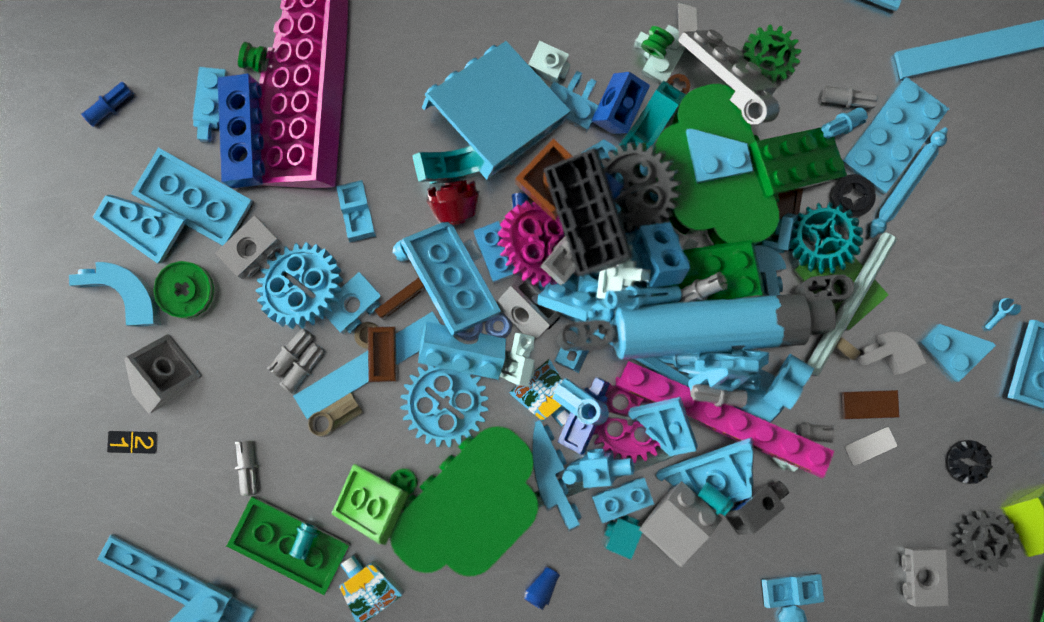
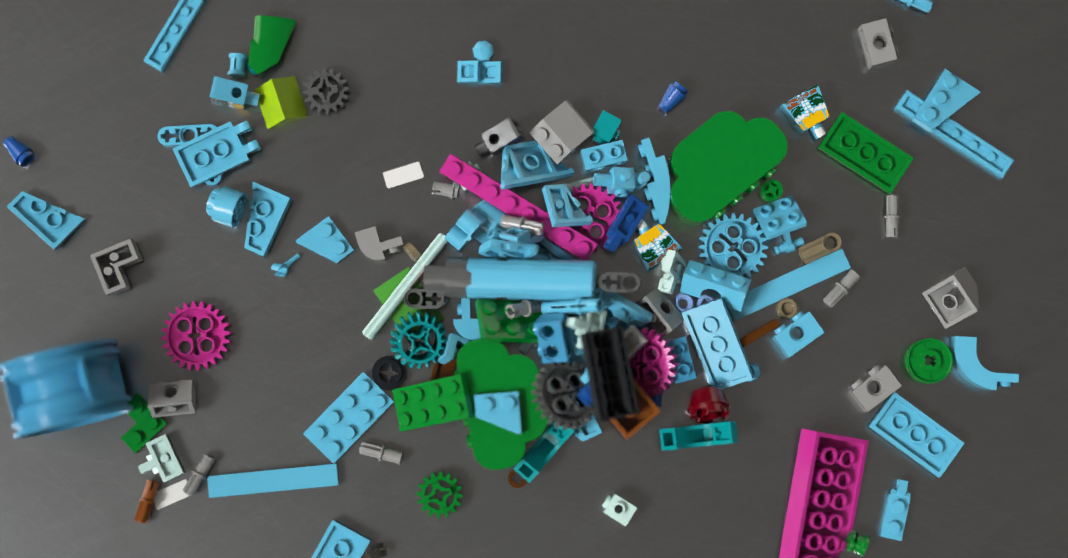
camera: 175 degrees left, 0 degrees up
(106, 104) = (978, 519): blue axle -> none
(131, 442) = (980, 247): black sticker -> none
(140, 225) = (959, 416): medium azure wing -> none
(232, 92) = (878, 514): blue brick -> none
(282, 305) = (823, 367): medium azure gear -> none
(290, 353) = (849, 301): light grey axle -> none
(303, 540) = (853, 154): teal pin -> none
(355, 211) = (786, 408): medium azure slope -> none
(369, 504) = (799, 175): tile -> none
(382, 354) = (777, 291): reddish brown tile -> none
(388, 445) = (780, 219): none -> medium azure plate
(498, 106) = (666, 475): medium azure panel -> none
(575, 365) = (623, 268): medium azure piece -> none
(579, 402) = (630, 232): medium azure piece -> none
(580, 107) = (605, 473): medium azure hinge -> none
(620, 102) = (566, 468): blue brick -> none
(657, 42) = (531, 510): green wheel -> none
(662, 68) = (525, 507): light aqua hinge -> none
(687, 19) = (503, 526): white sticker -> none
(715, 499) = (533, 147): teal pin -> none
(743, 76) = (474, 479): light grey hinge -> none
(844, 122) = (389, 430): medium azure axle -> none
(870, 404) = (399, 206): reddish brown tile -> none
(908, 182) = (344, 377): medium azure wheel -> none
(935, 589) = (377, 57): light grey brick -> none
(960, 469) = (332, 162): black gear -> none

